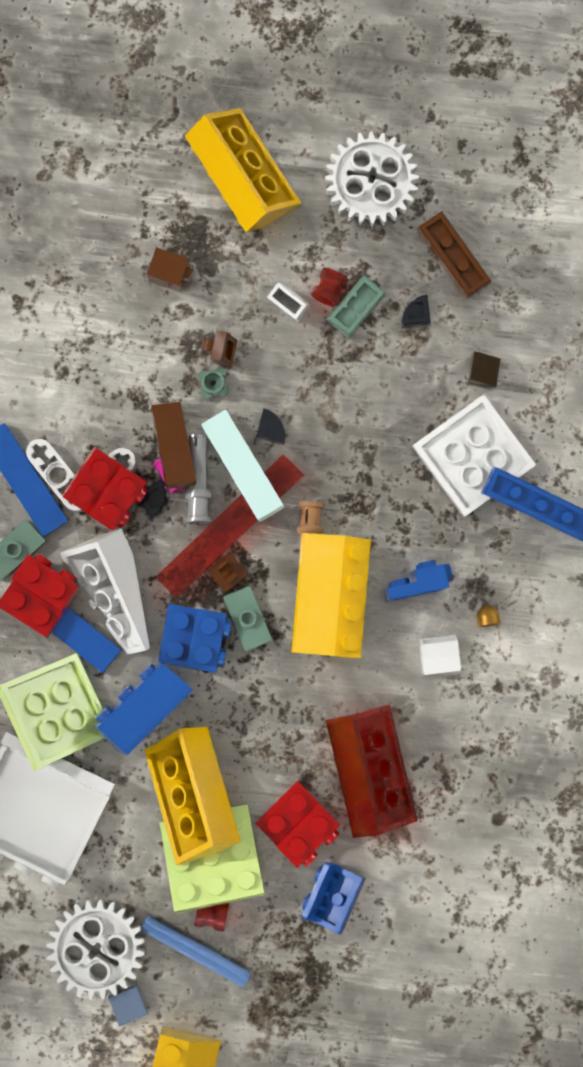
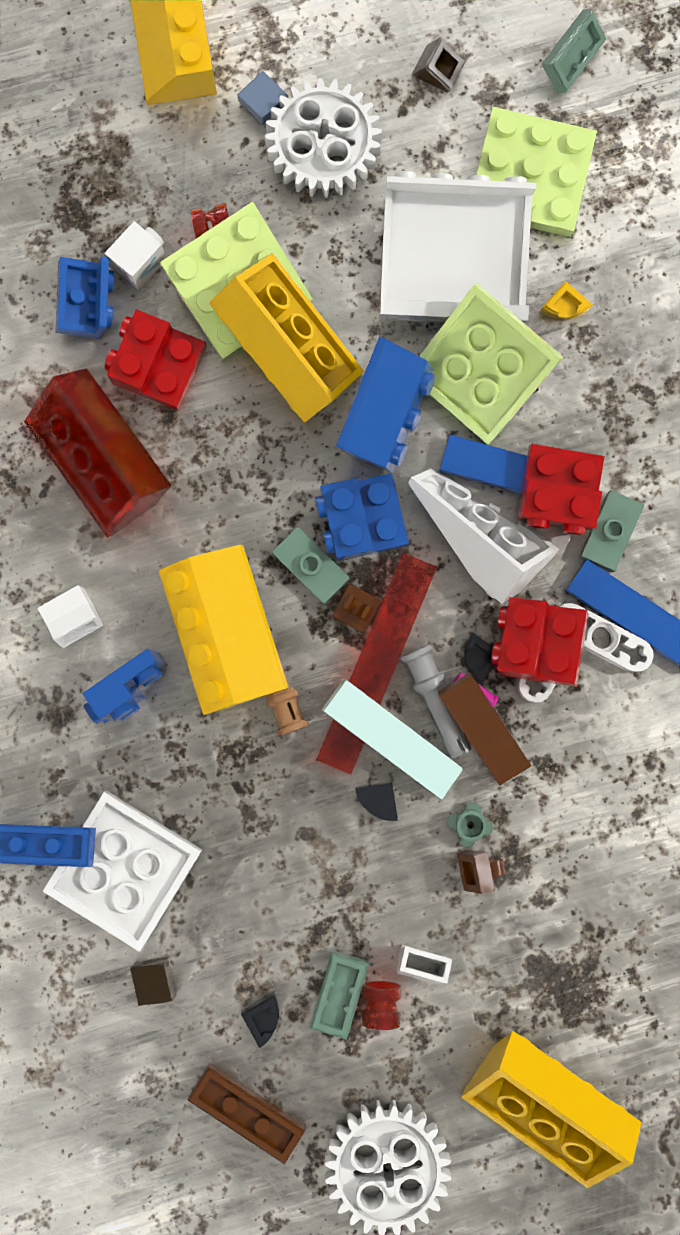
camera: 160 degrees right, 0 degrees up
(169, 270) = (583, 941): reddish brown brick -> none
(196, 951) = (213, 181): medium blue axle -> none
(278, 914) = (136, 254): none -> white brick
(488, 616) = (31, 685): pearl gold hinge -> none

